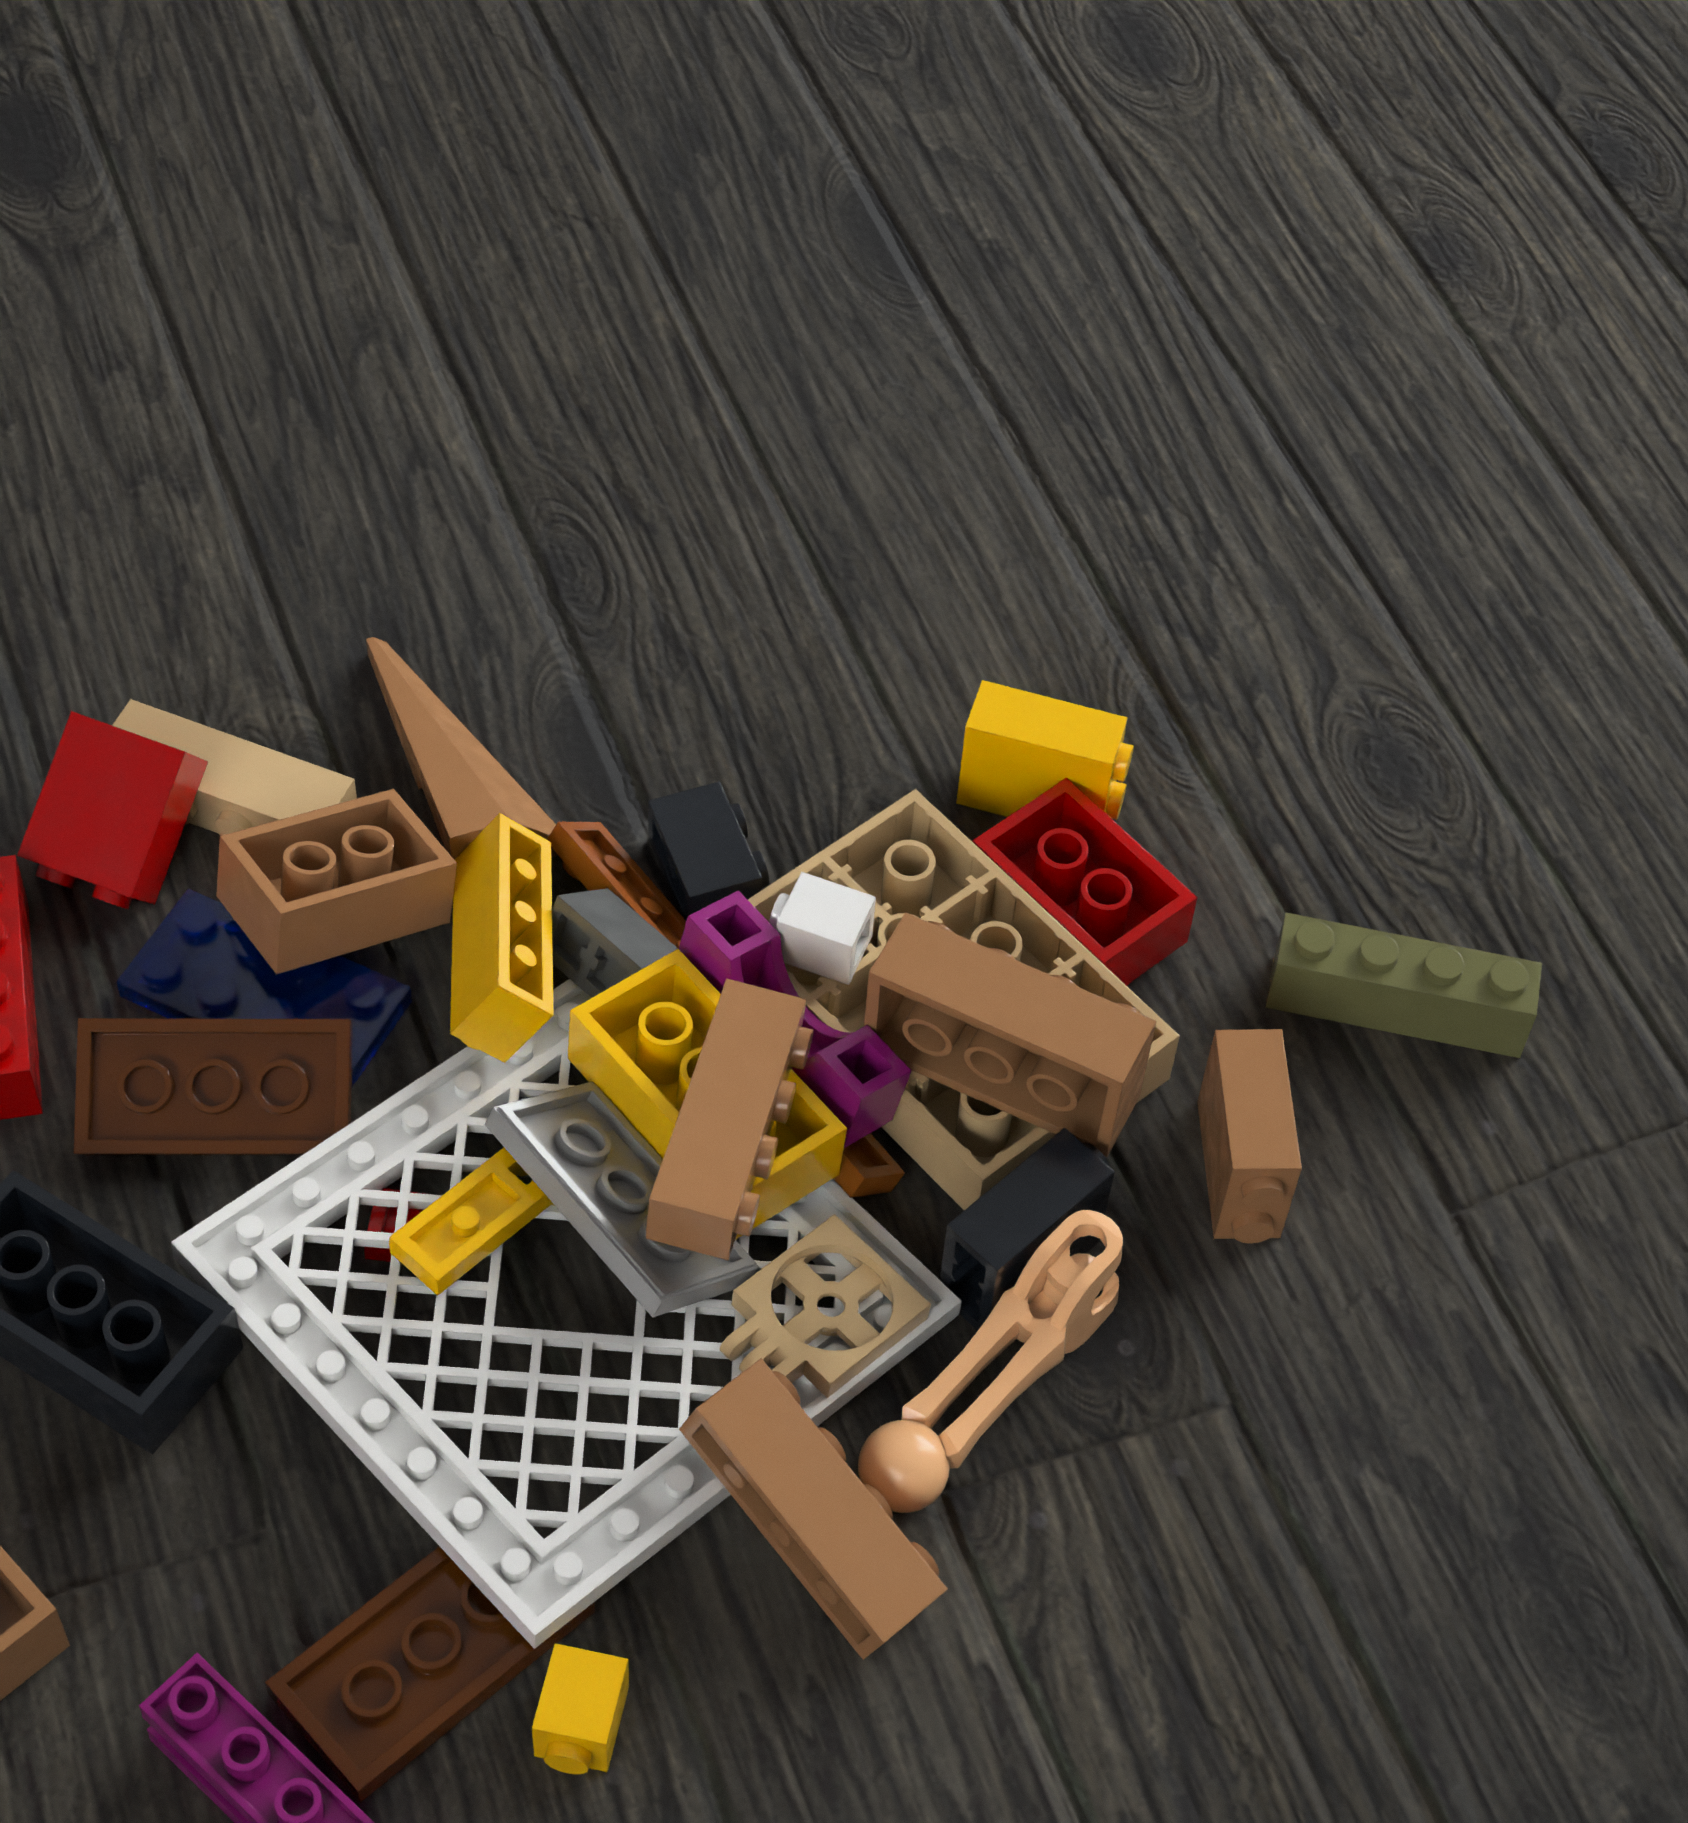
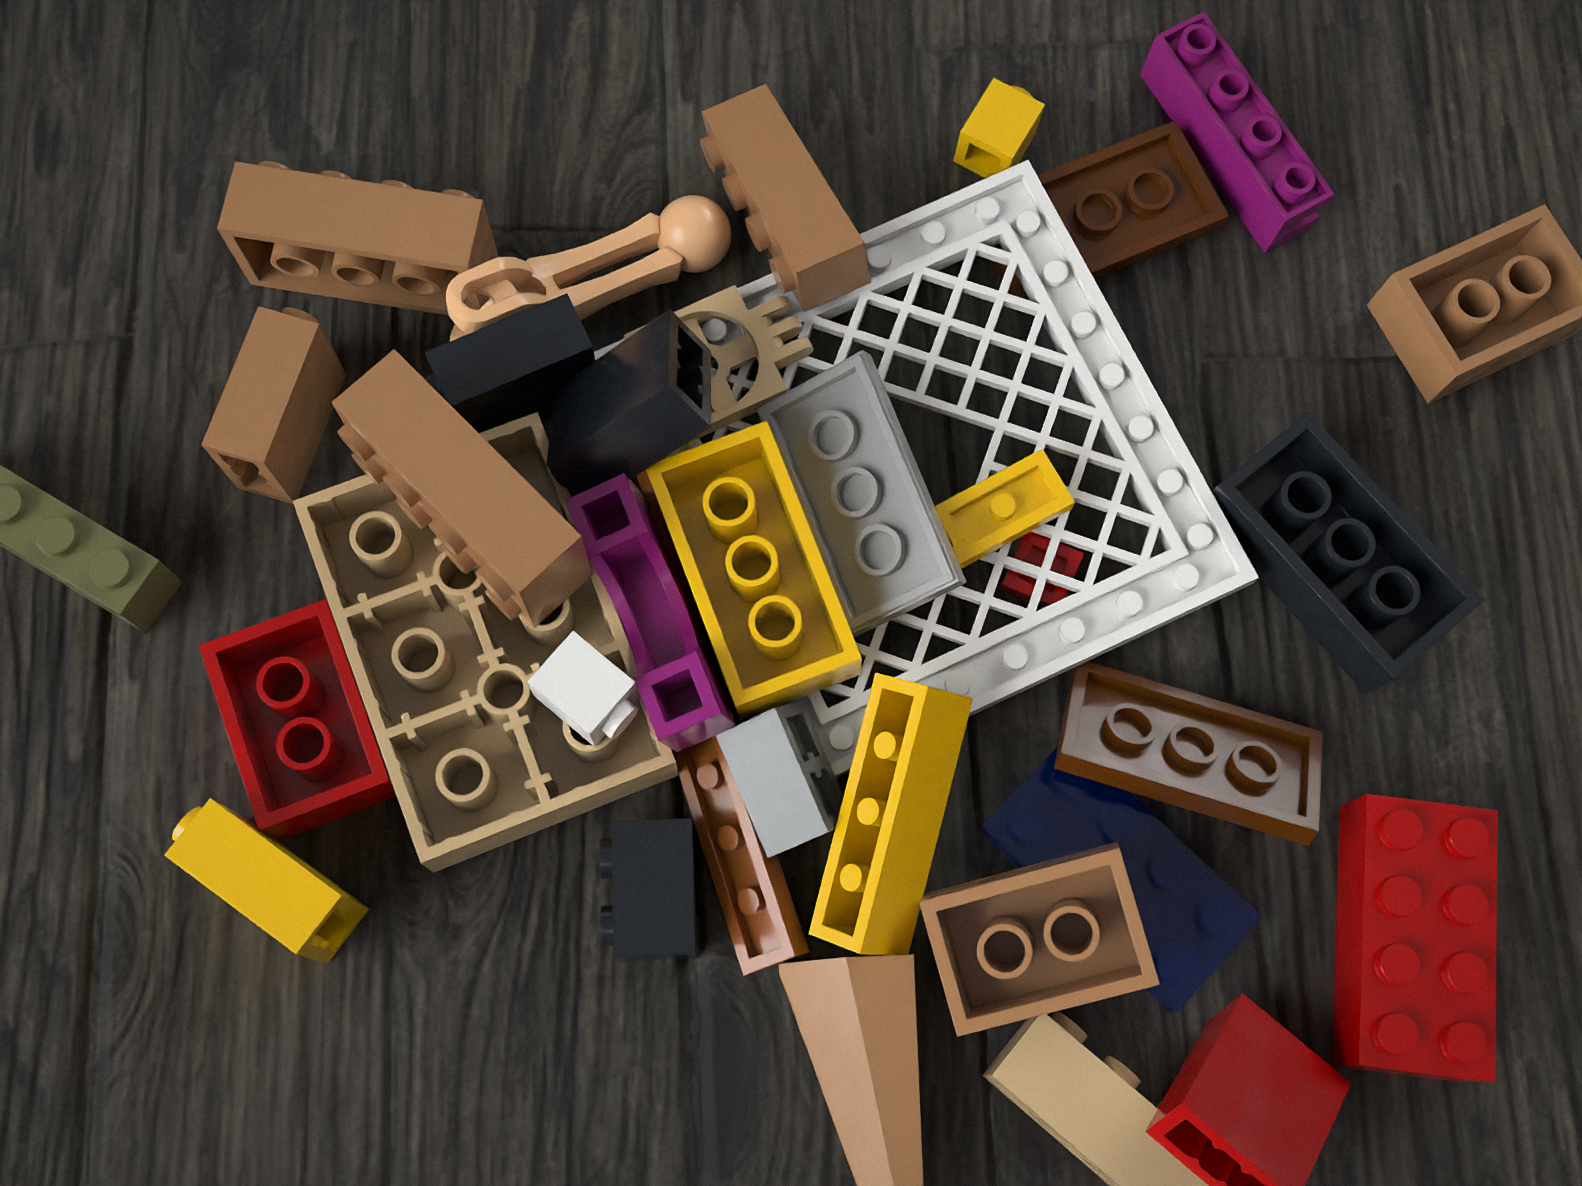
camera: 165 degrees left, 20 degrees up
(727, 1120) = (754, 472): medium nougat brick -> none
(881, 1182) = (631, 406): none -> black brick
(1251, 1320) = (353, 236): none -> medium nougat brick

